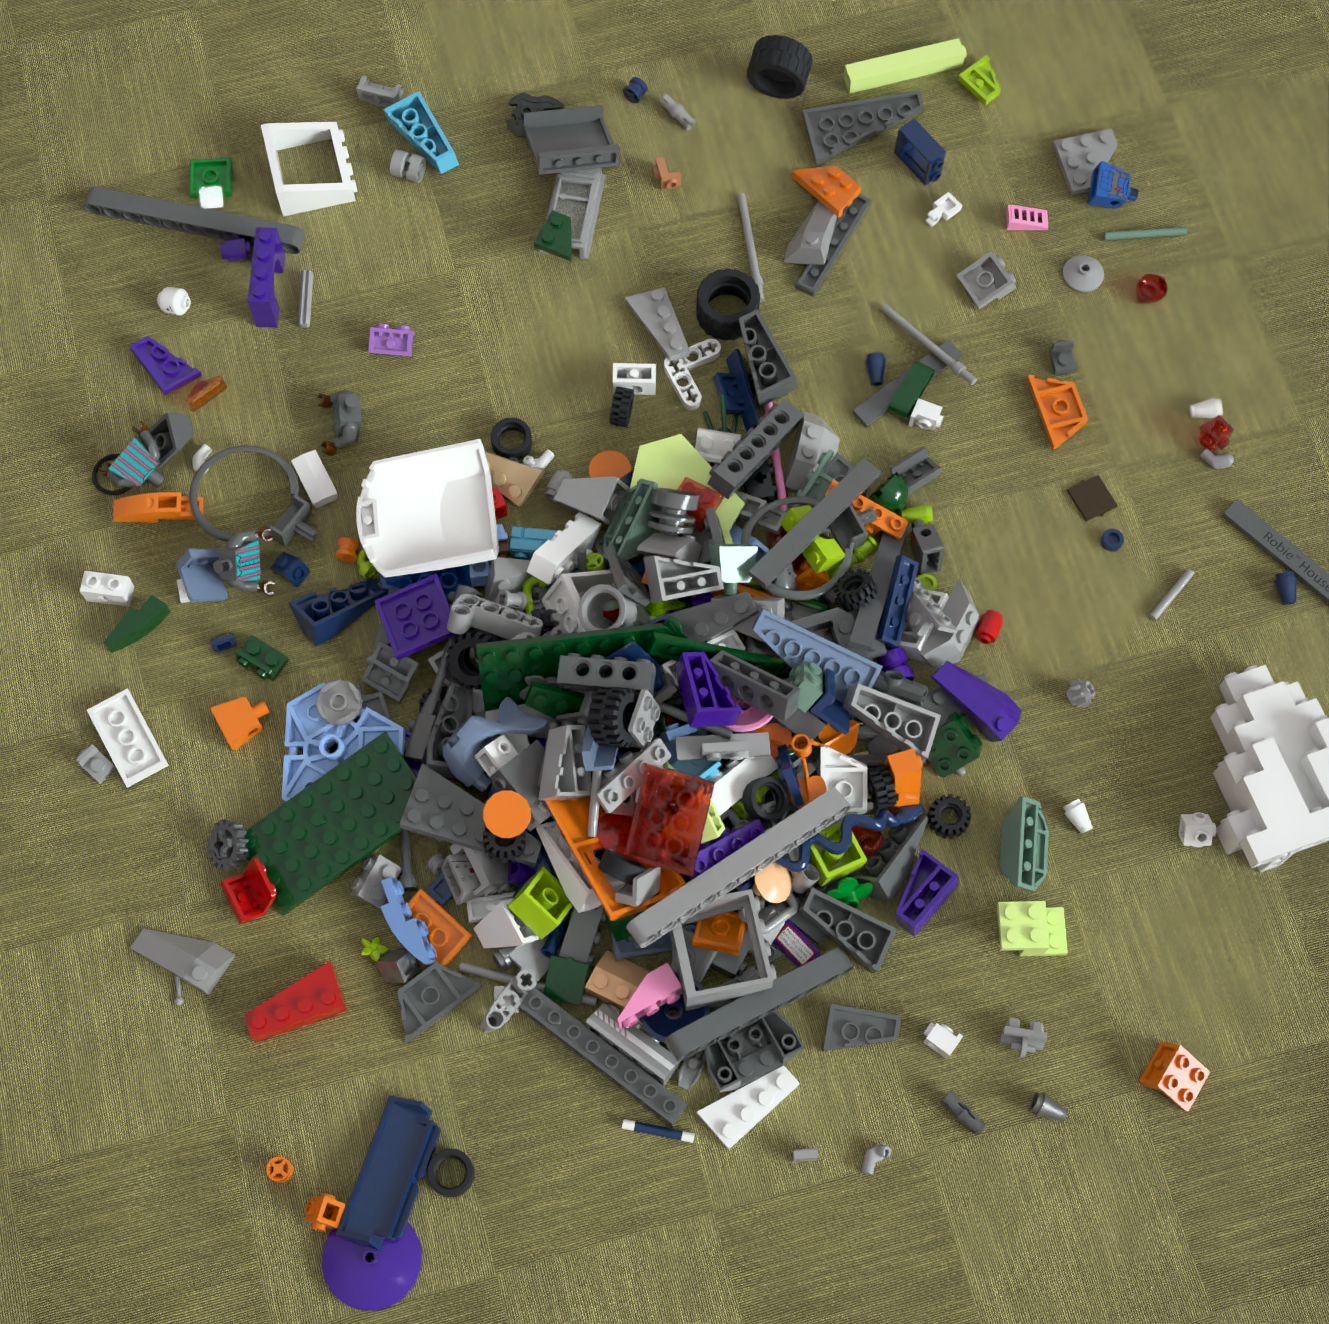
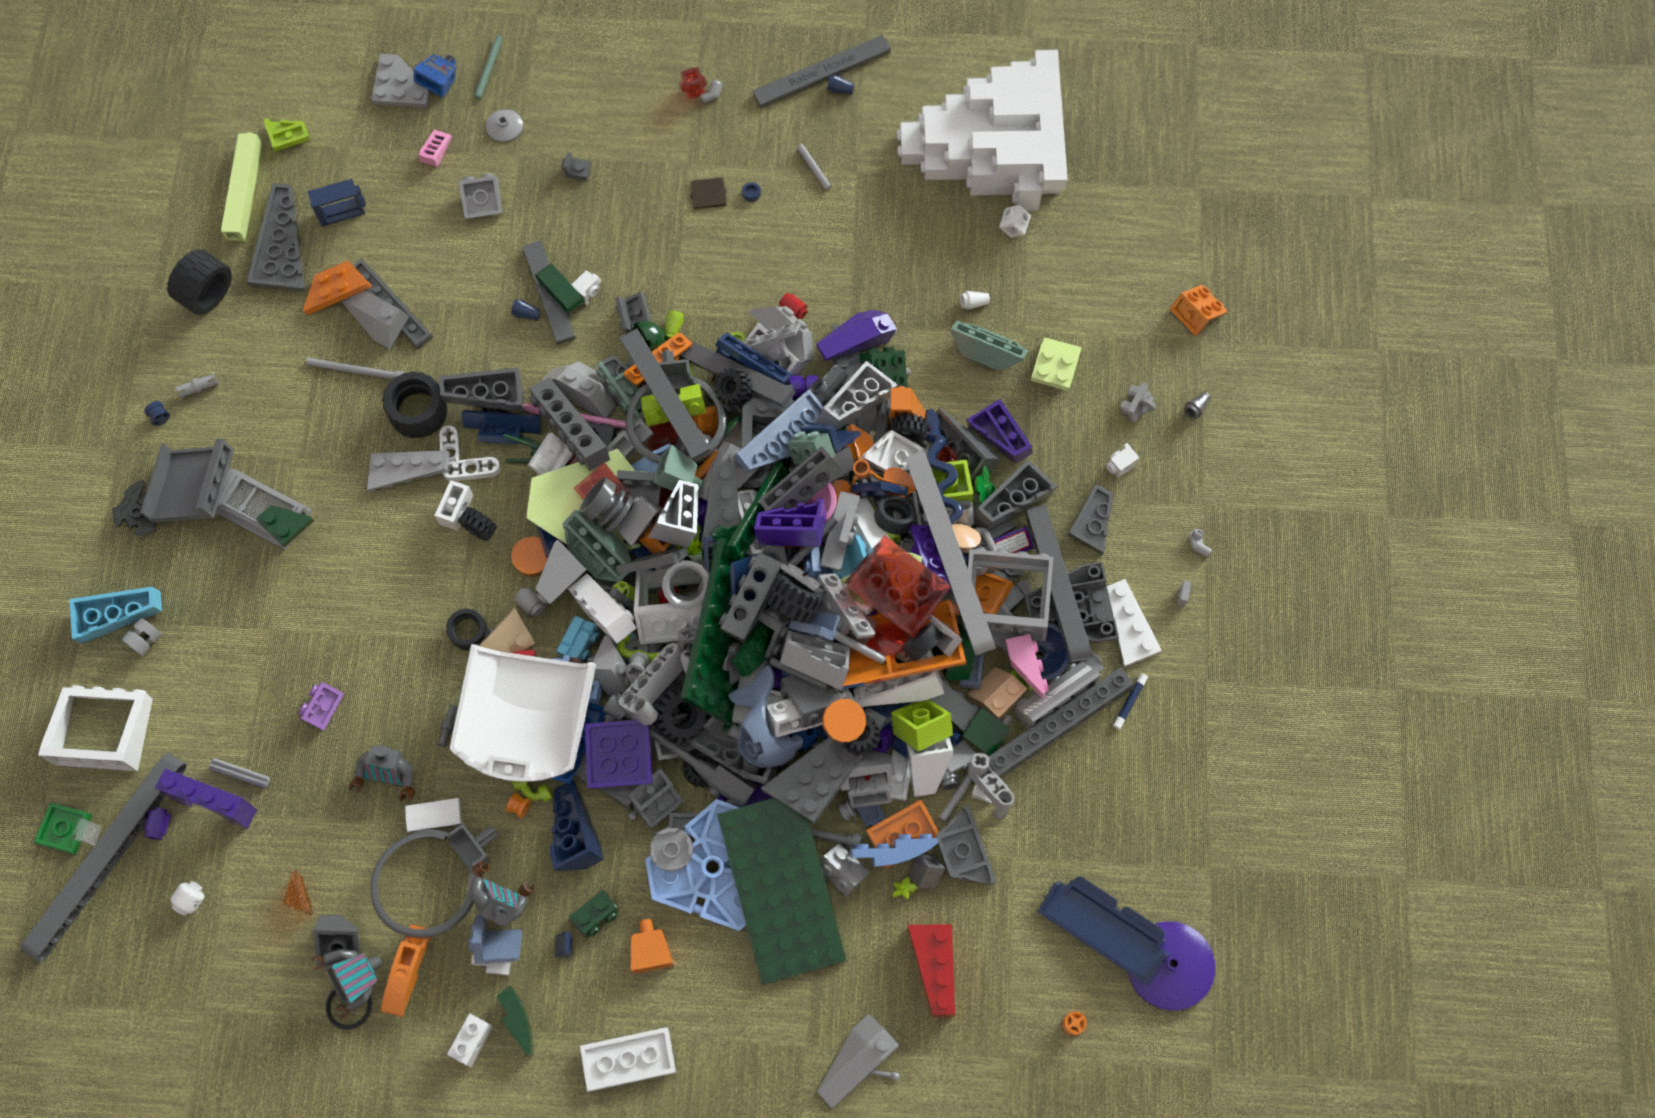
camera: 70 degrees left, 0 degrees up
(95, 763) = (643, 1096): light grey bracket -> none
(163, 367) = (254, 928): dark purple wing -> none
(200, 456) = (366, 918): white arm -> none
(227, 844) = (767, 990): dark grey gear -> none
(249, 892) = (818, 980): red bracket -> none
(290, 568) = (515, 863): dark blue bracket -> none
(324, 1212) = (1124, 992): orange brick -> none
(378, 94) = (47, 641): light grey hinge -> none
(432, 1172) = (1130, 866): black tyre -> none
(539, 463) = (499, 612): white arm -> none
(544, 616) = (658, 646): black tile -> none
(666, 179) = (258, 418): nougat bracket -> none
(926, 547) = (705, 326): dark grey torso -> none
(944, 207) = (397, 204): white plate -> none
(949, 803) = (942, 382): black tyre -> none
(956, 367) = (554, 246): light grey bar -> none
(963, 1113) = (1184, 466): dark grey pin -> none
(1058, 408) = (620, 186): orange wing -> none
(1080, 693) = (874, 260): light grey gear -> none
(1151, 289) = (543, 80): clear red hat -> none
(1206, 409) = (666, 81): white cone -> none

